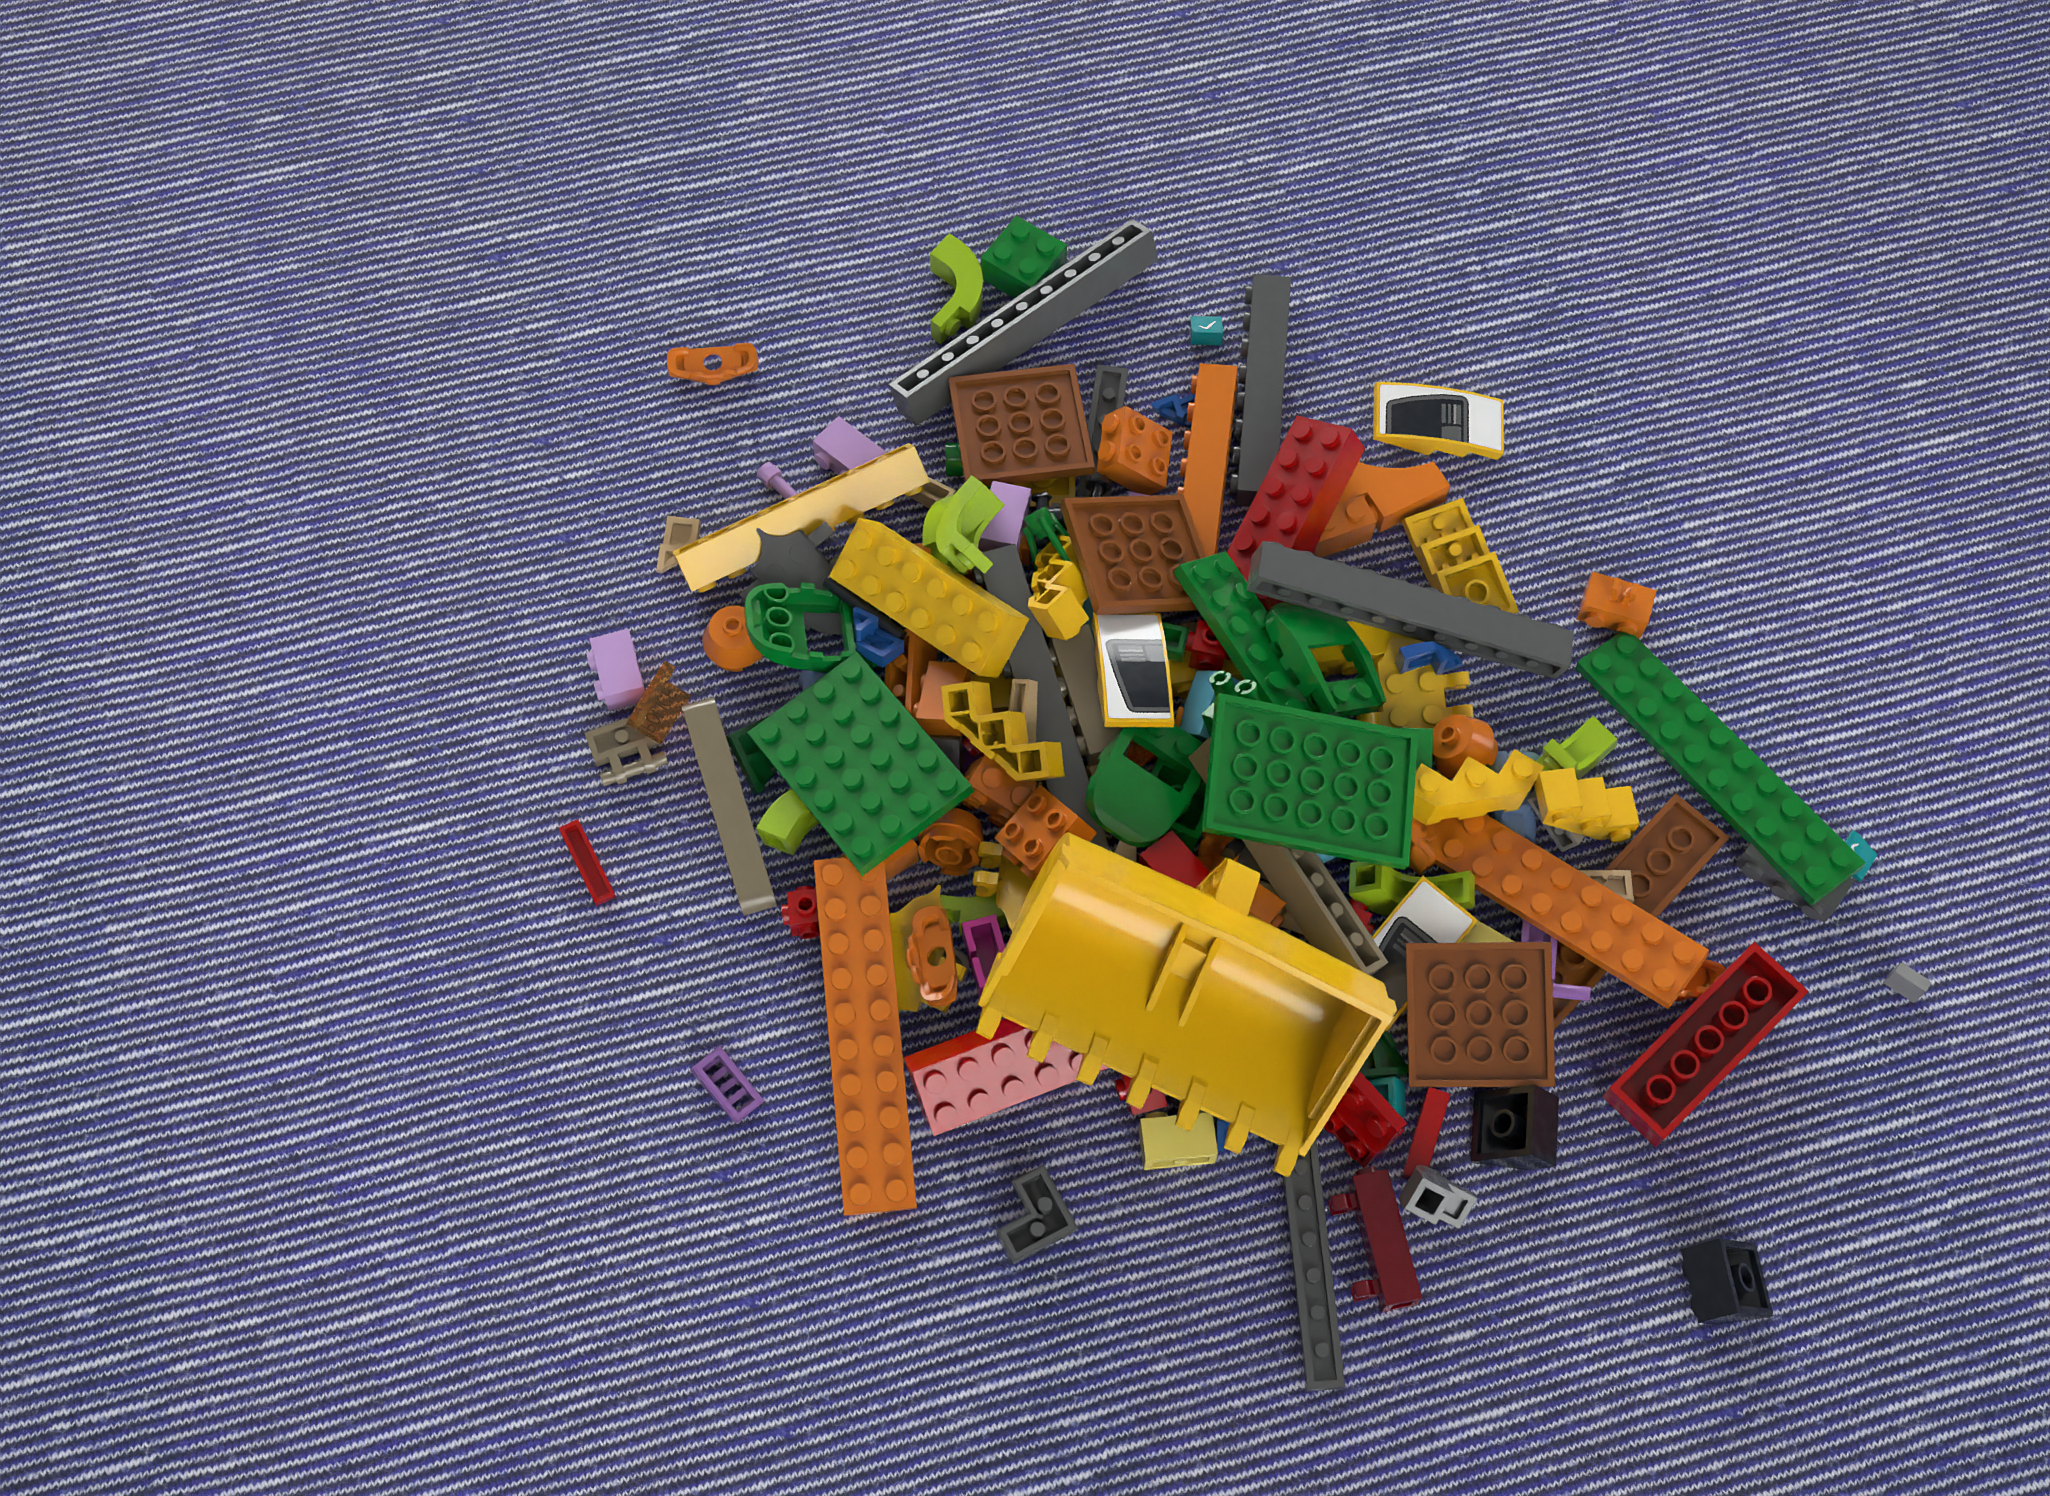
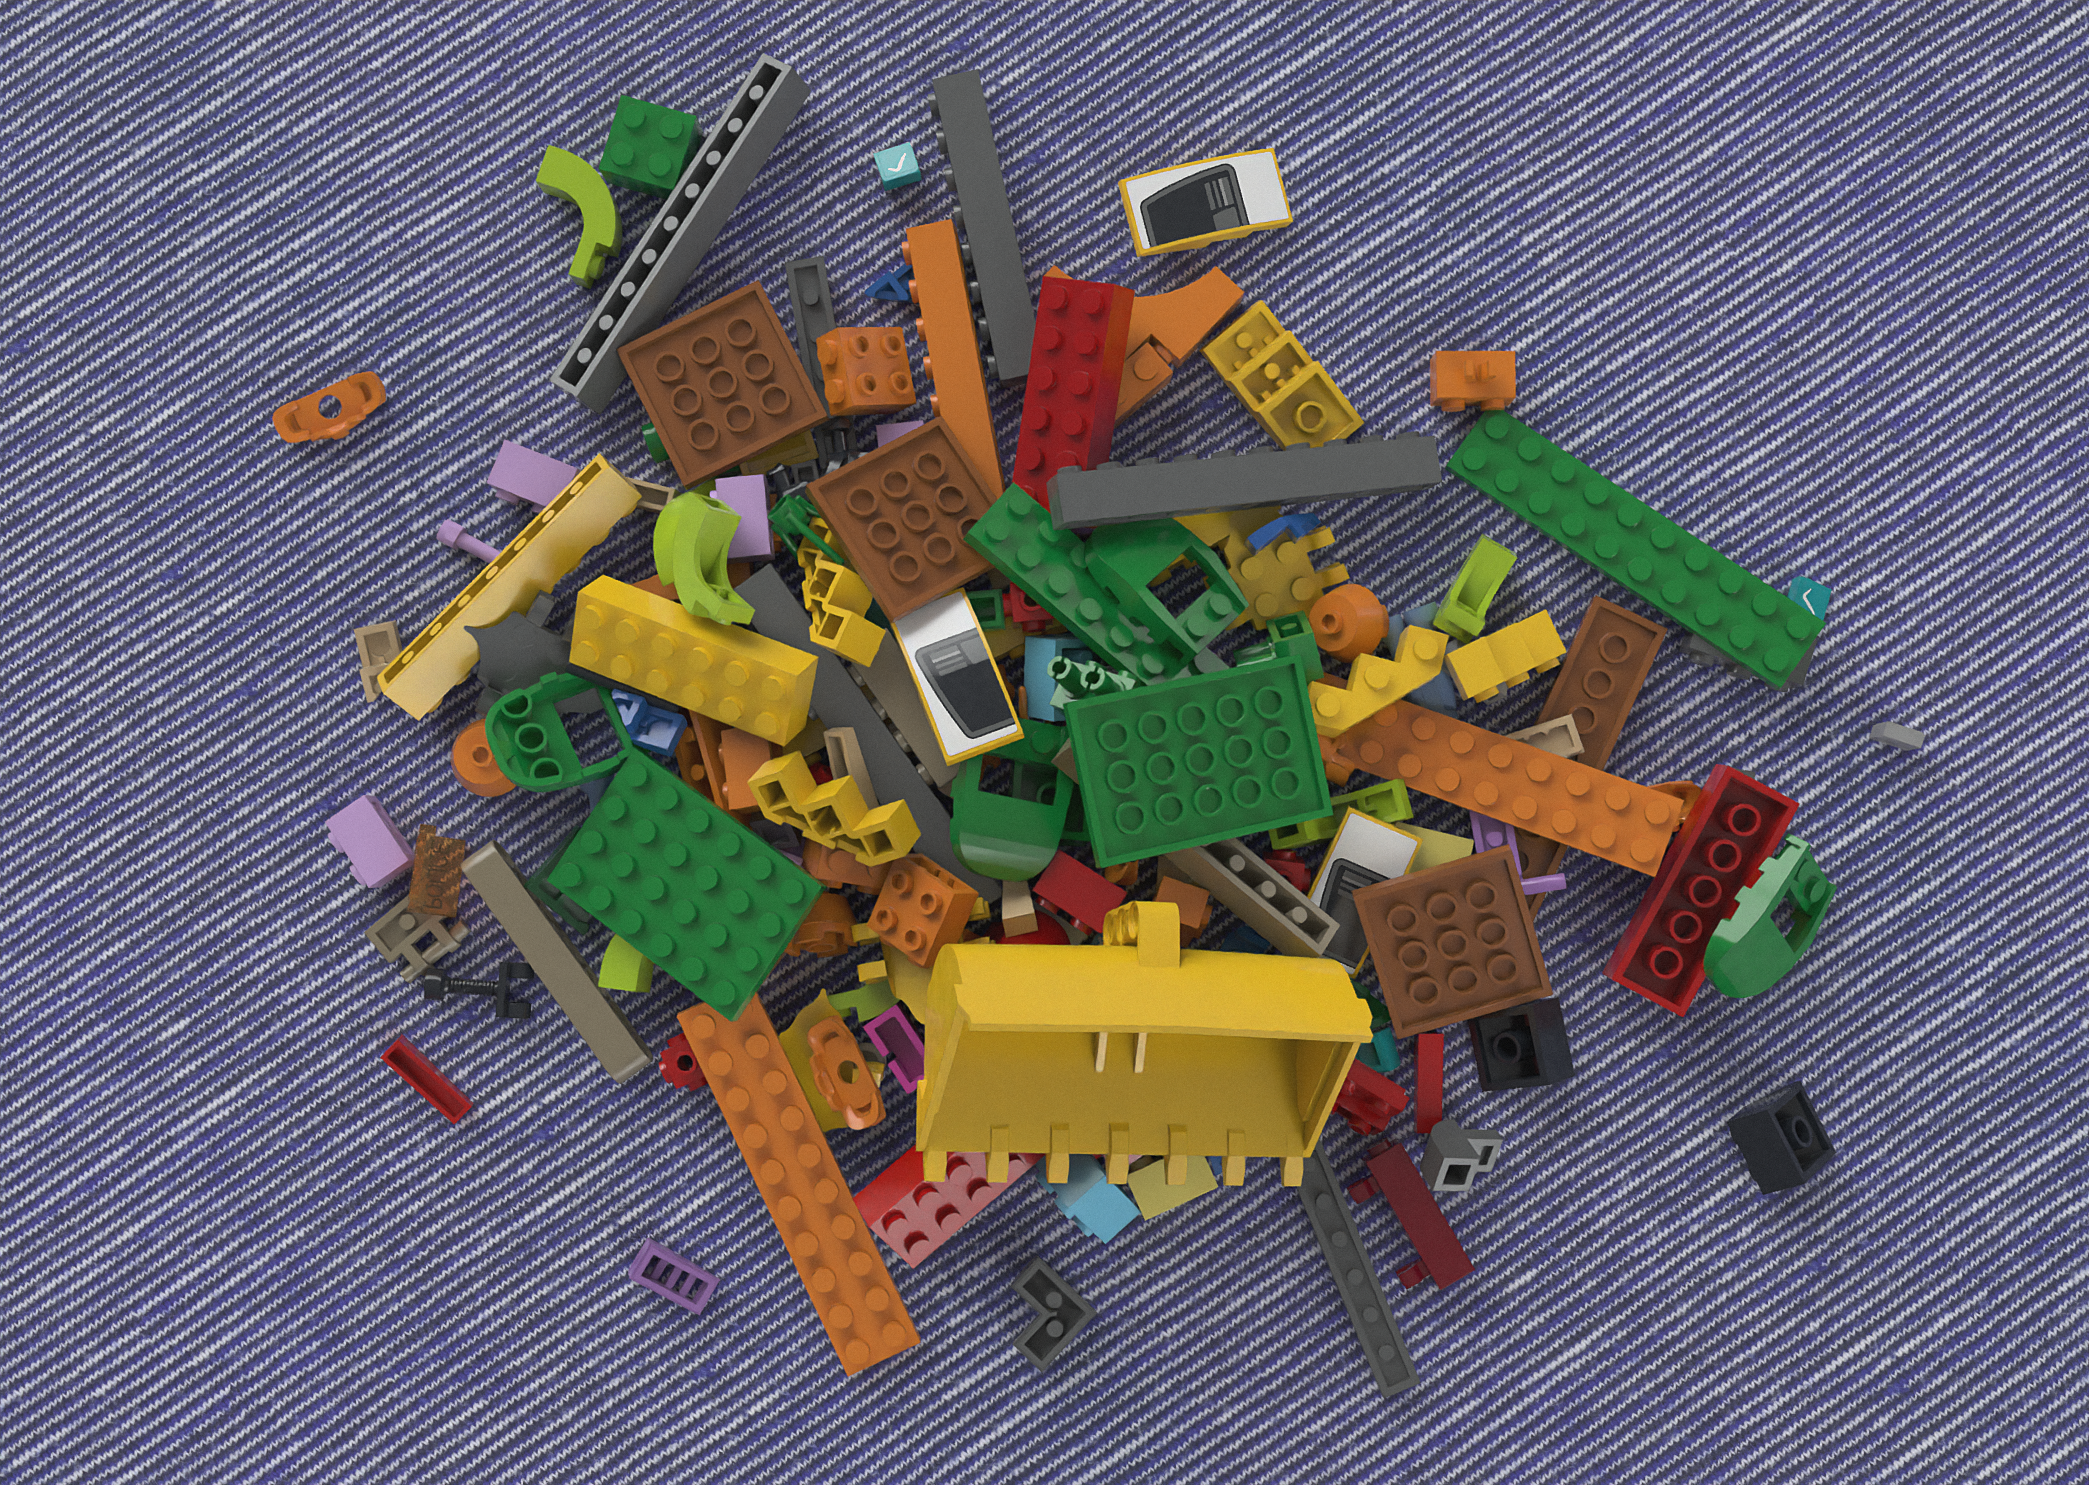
camera: 15 degrees left, 20 degrees up
(627, 793) = (438, 984): none -> black bar
(1106, 1120) = (1097, 1205): none -> medium azure brick
(1732, 1095) = (1749, 950): none -> green slope

